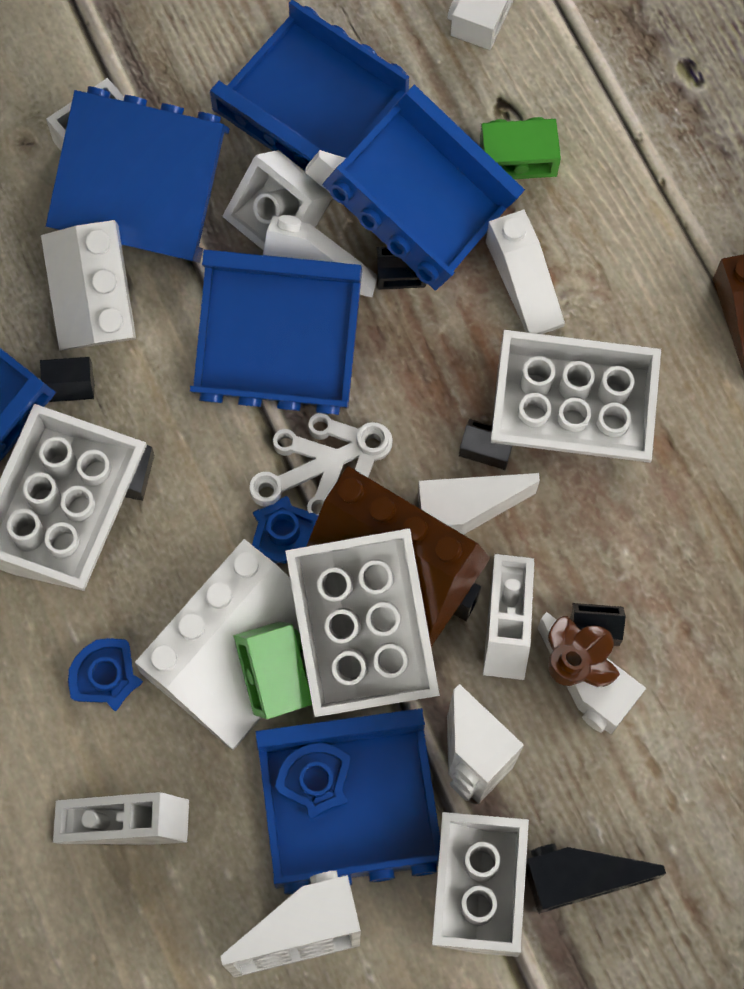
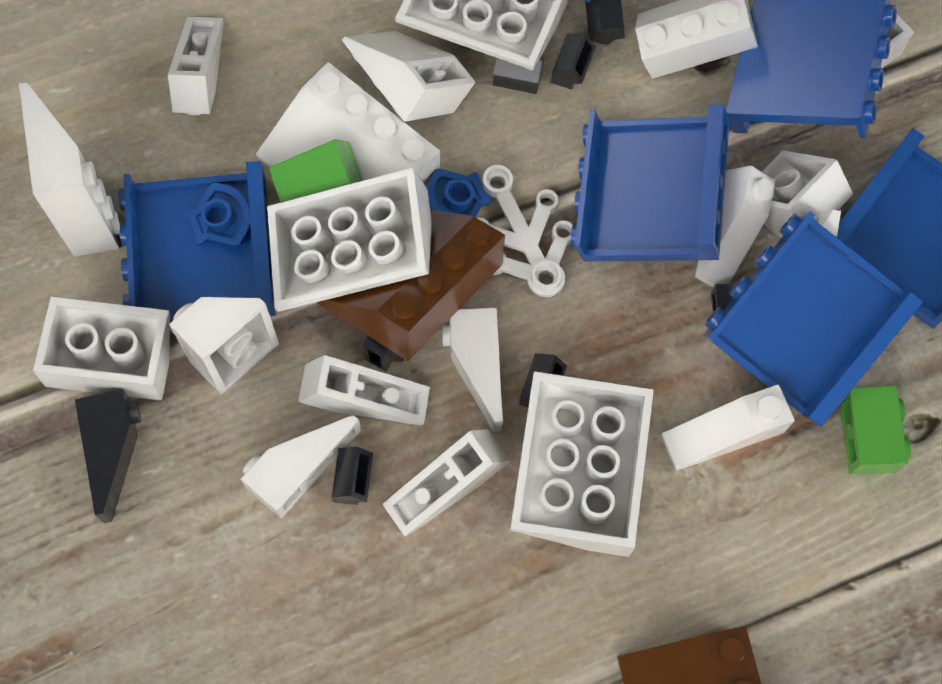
camera: 90 degrees right, 0 degrees up
(103, 673) = (325, 45): blue animal -> none
(120, 414) = (573, 60): none -> black piece
(140, 577) = (411, 74): none -> white slope
(585, 652) = (316, 450): reddish brown plate -> none
(596, 529) = (446, 480): none -> white slope

